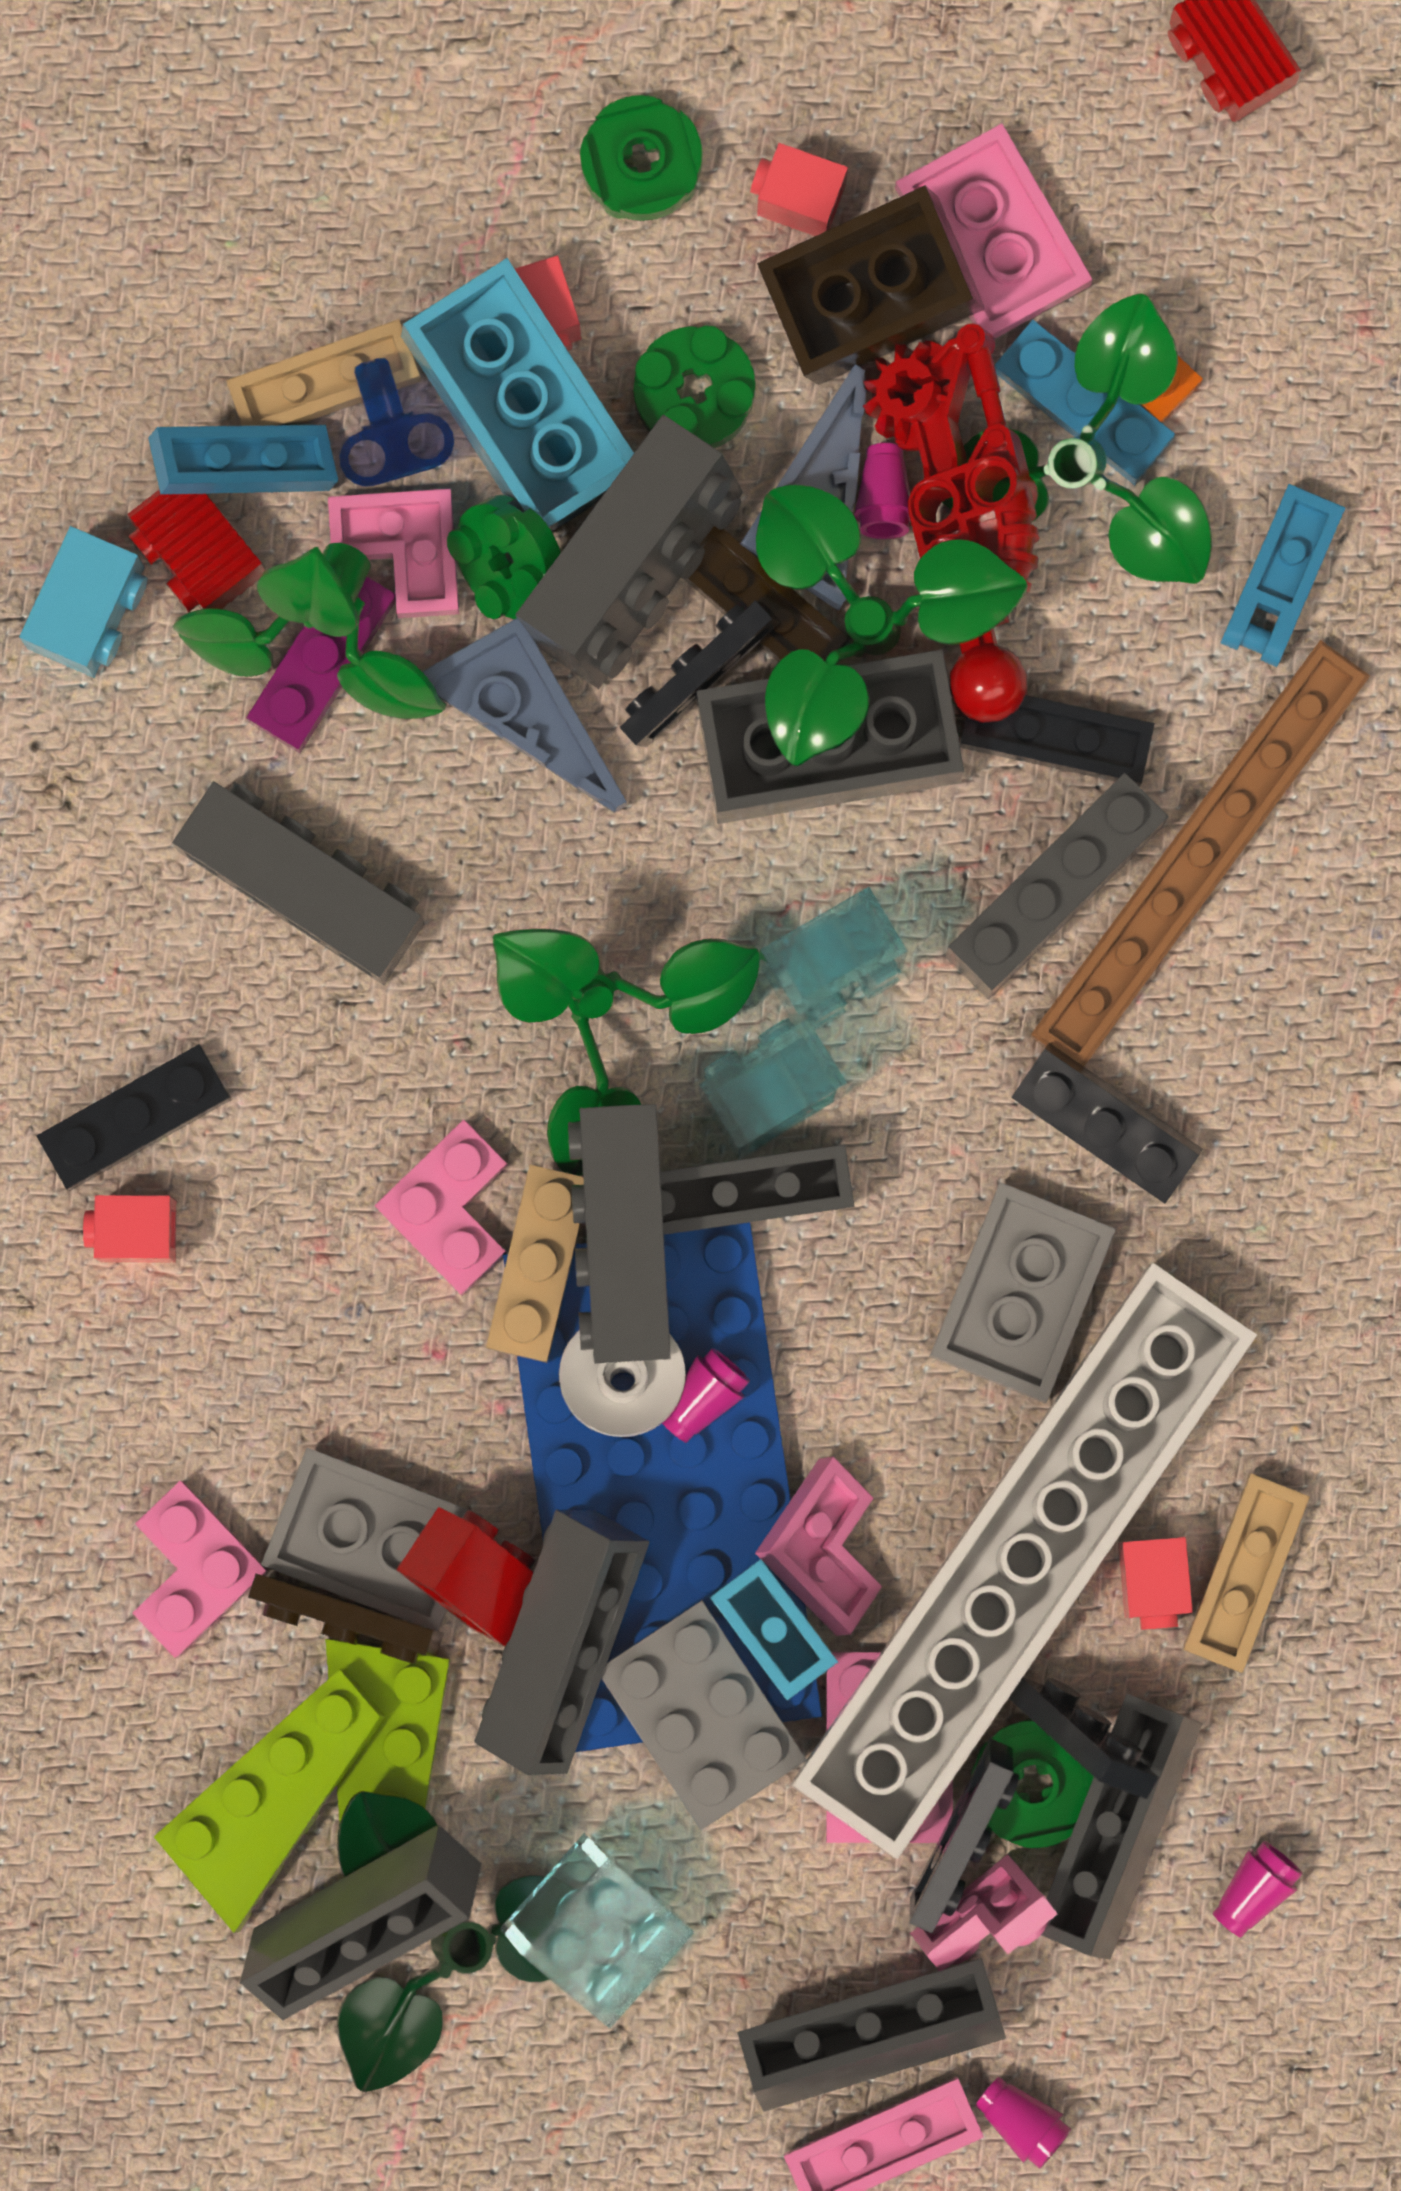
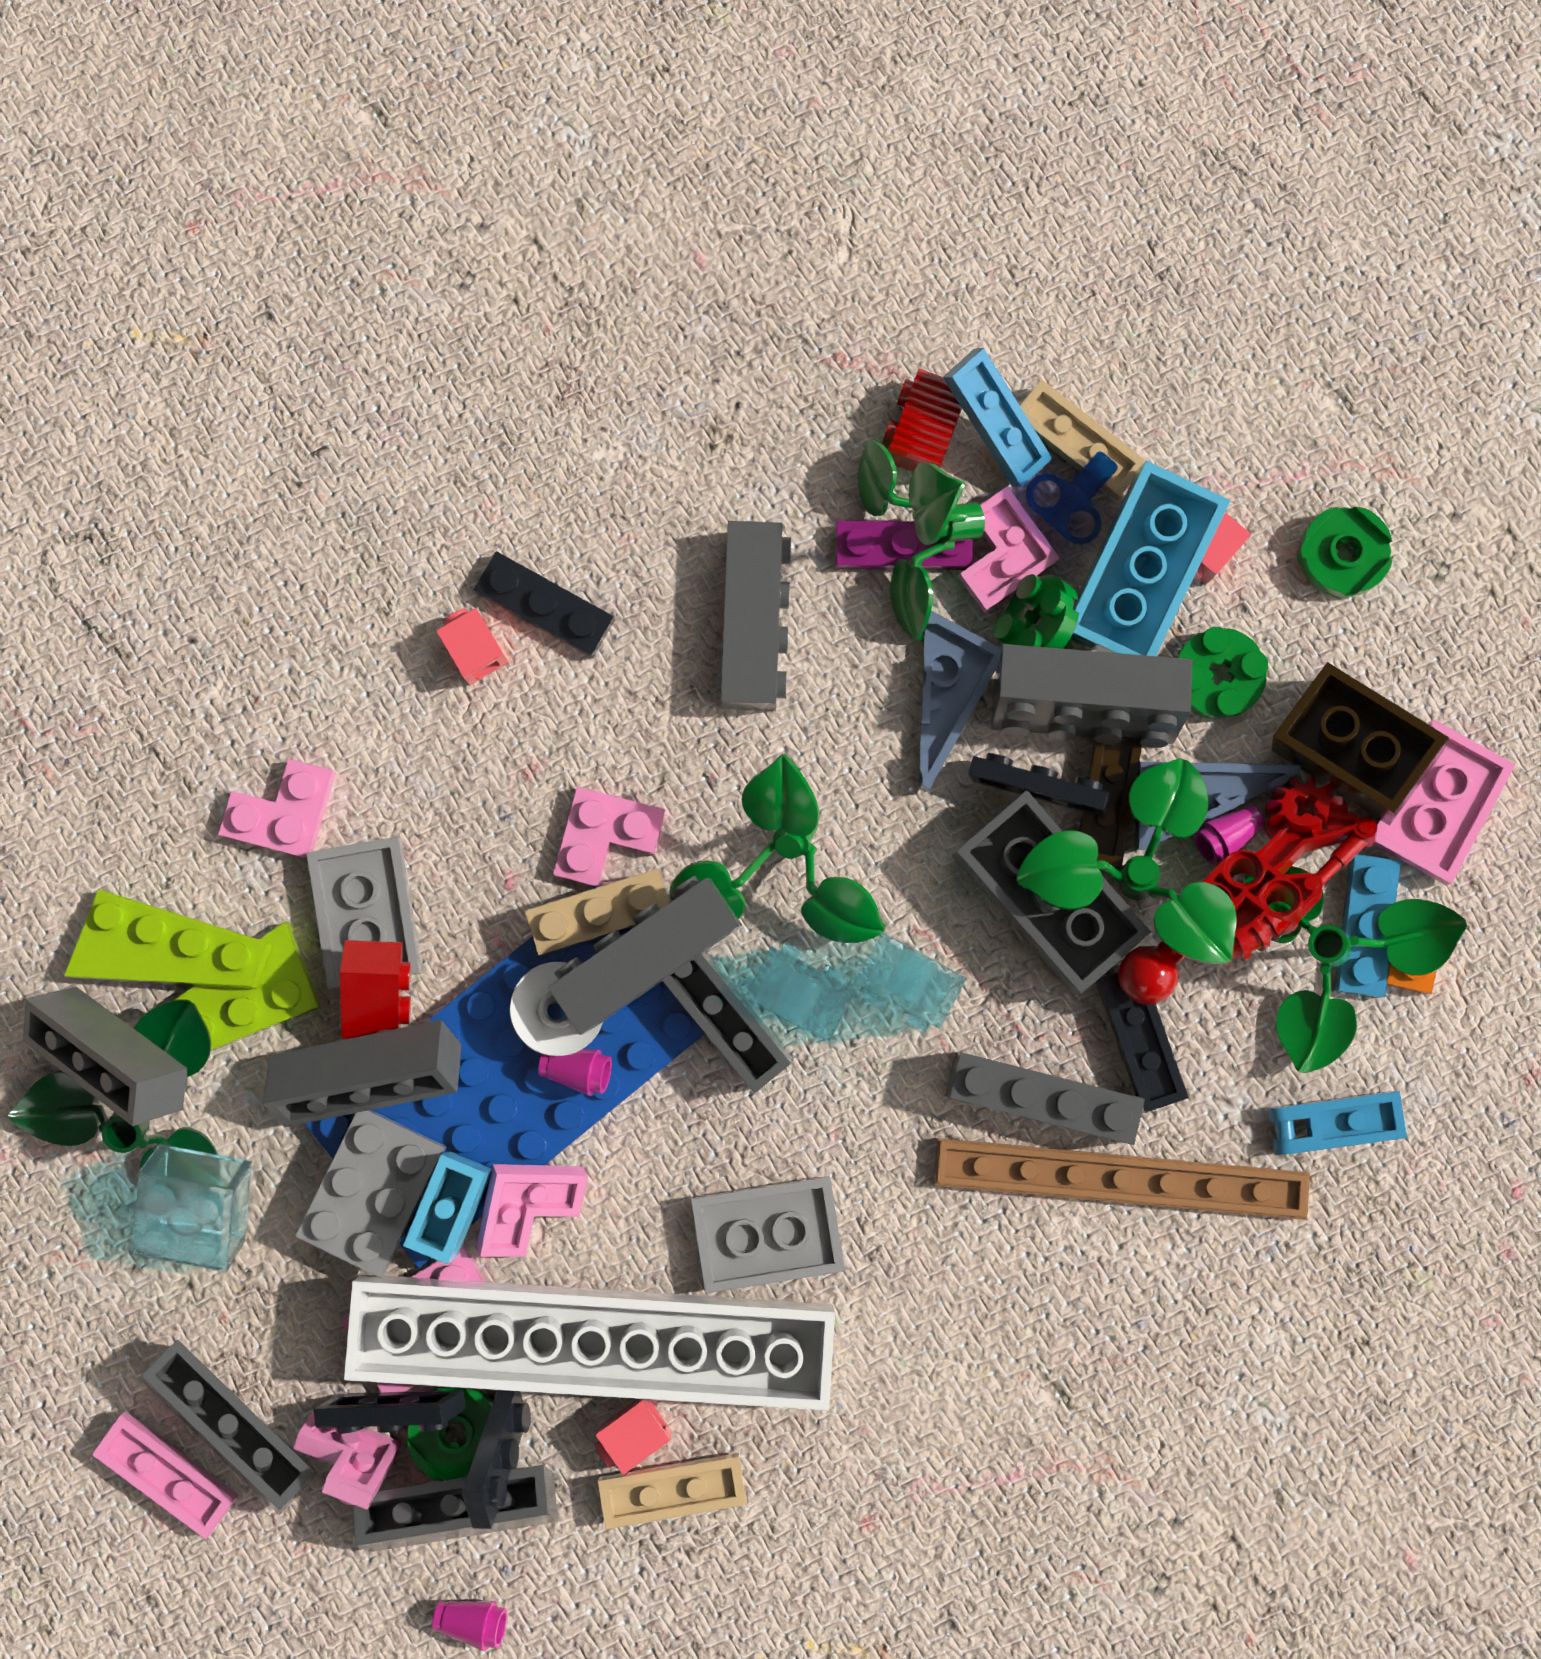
camera: 55 degrees right, 0 degrees up
(84, 603) = (847, 377): medium azure brick -> none
(344, 1619) = (301, 924): dark brown plate -> none
(799, 189) = (1390, 661): coral brick -> none
(1023, 2122) = (232, 1559): dark pink cone -> none
(1107, 1123) = (910, 1223): black plate -> none

